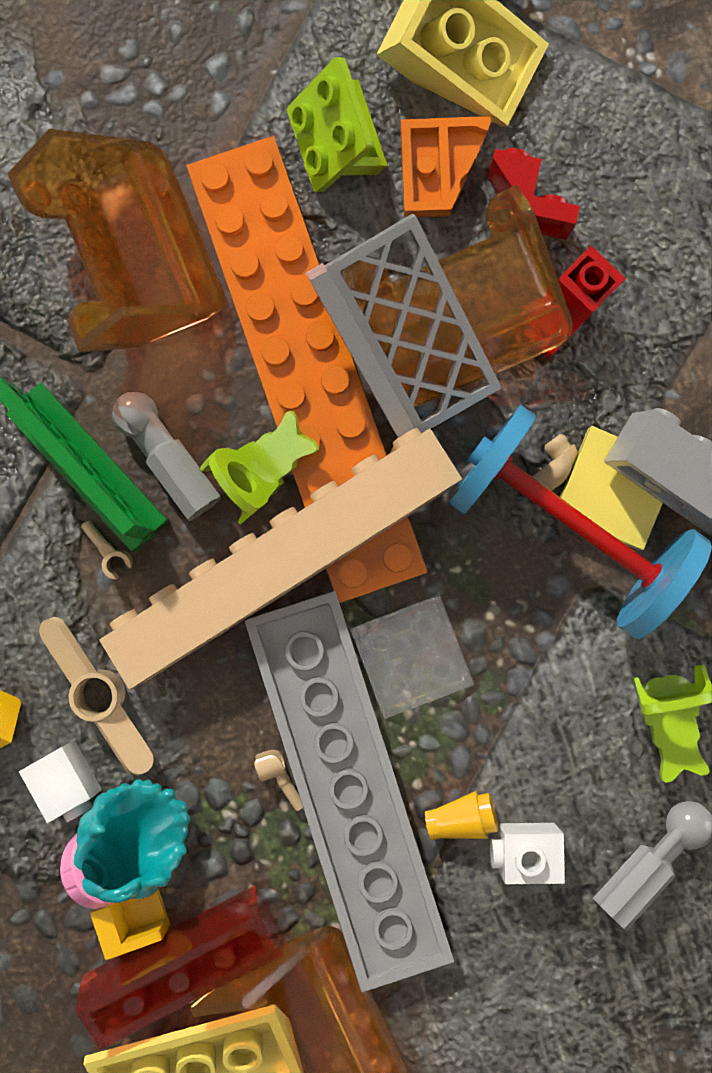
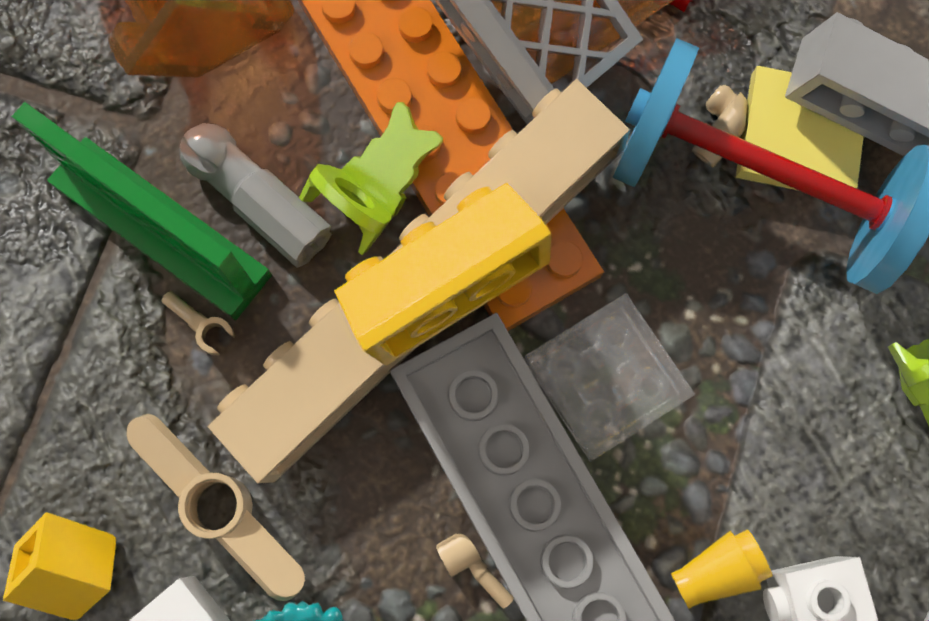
camera: 15 degrees left, 10 degrees down
(287, 569) = (444, 272): none -> yellow slope

